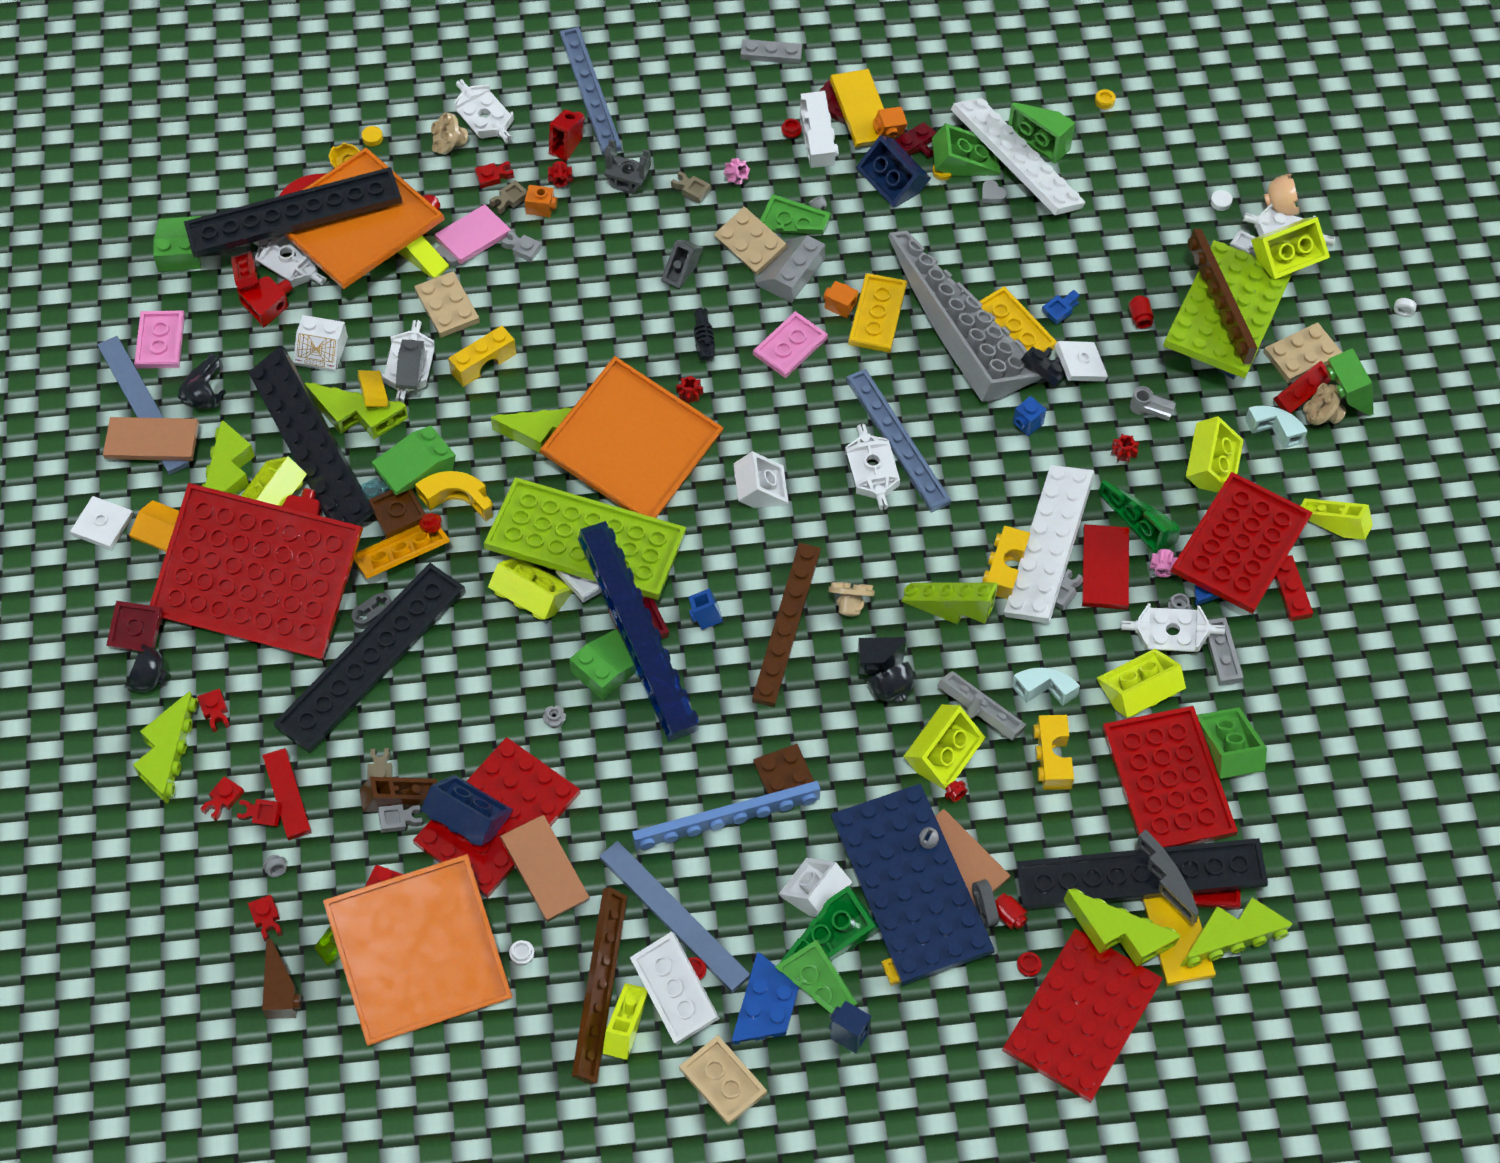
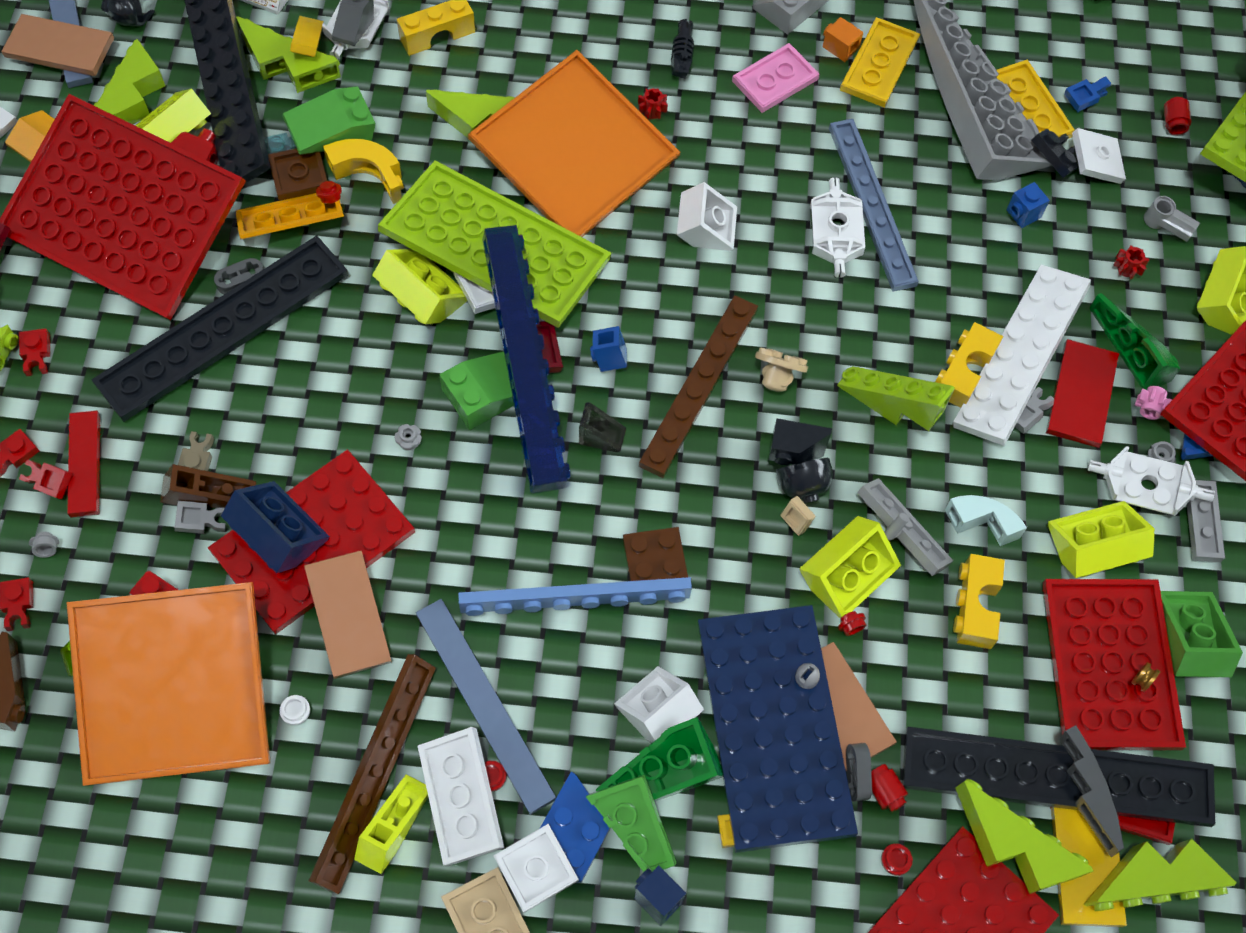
camera: 10 degrees right, 5 degrees up
(714, 678) = (600, 430): none -> clear smoke slope
(748, 1028) = (536, 868): none -> white plate
(893, 714) = (798, 515): none -> tan tile
(1195, 783) = (1145, 677): none -> pearl gold bush

